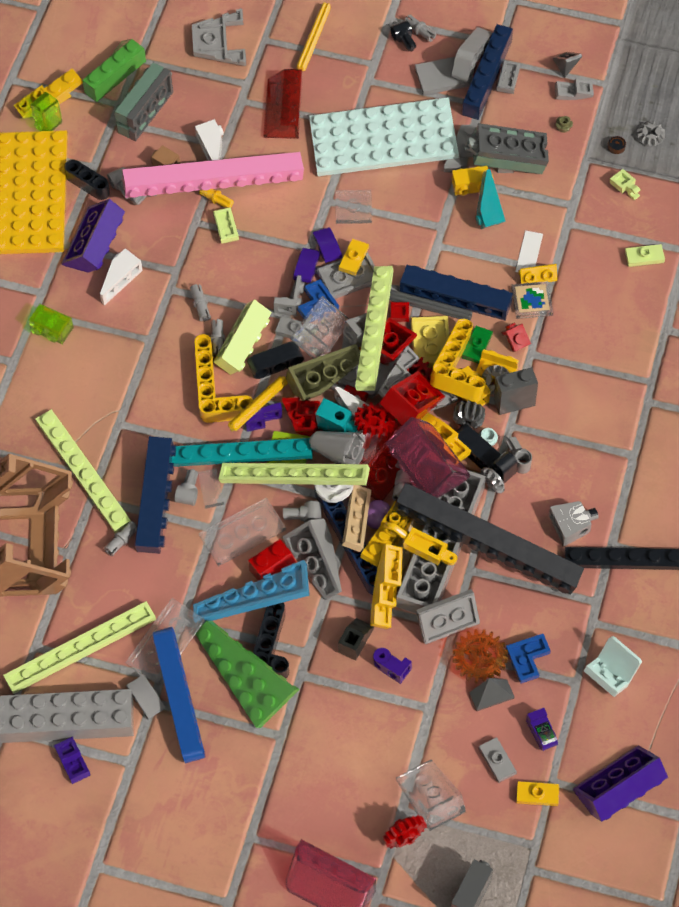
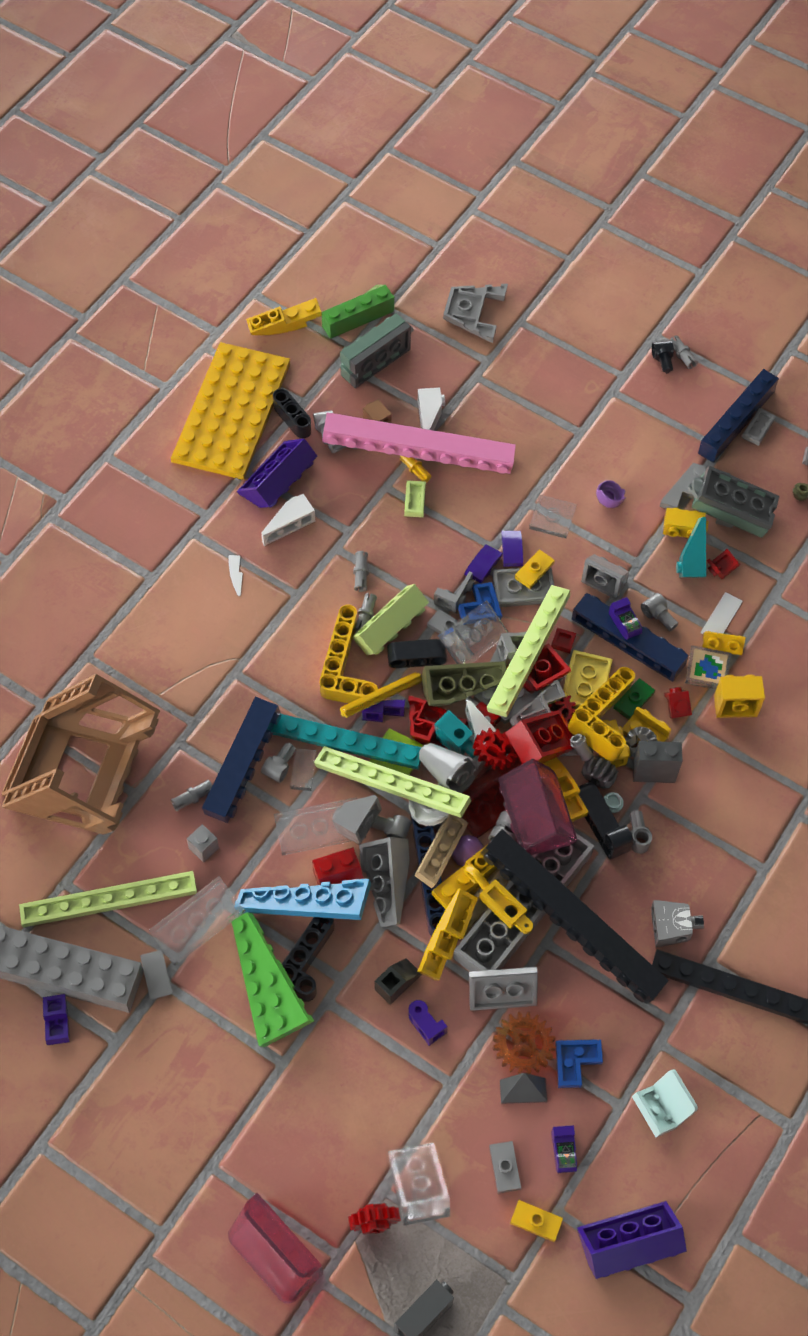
camera: 15 degrees right, 0 degrees up
(46, 113) = (274, 335): clear neon green brick -> none
(50, 324) = (202, 550): clear neon green brick -> none
(83, 471) = (180, 712): yellowish green plate -> none
(87, 338) = (236, 576): none -> white sticker
(146, 575) = (203, 843): none -> light grey brick
(178, 695) = (189, 985): blue beam -> none
(274, 513) = (357, 817): none -> light grey slope
(283, 104) = (517, 392): clear red slope -> none
(313, 36) = (570, 332): yellow axle -> none
(383, 136) = (612, 450): light aqua plate -> none
(398, 173) = (610, 494): none -> medium lavender hair
(417, 246) = (604, 576): none -> light grey slope
(431, 305) = (598, 642): dark grey axle -> none
(437, 77) = (692, 406): light grey tile -> none
(444, 394) = (579, 743): none -> light grey pin
(448, 277) = (625, 618): none -> dark purple leg
(470, 53) = (724, 392): light grey beam -> none
(471, 261) = (657, 607): none -> light grey pin
(493, 480) = (601, 851): light grey gear -> none
(516, 206) = (723, 564): none -> red bracket
(567, 316) = (739, 696): none -> yellow brick

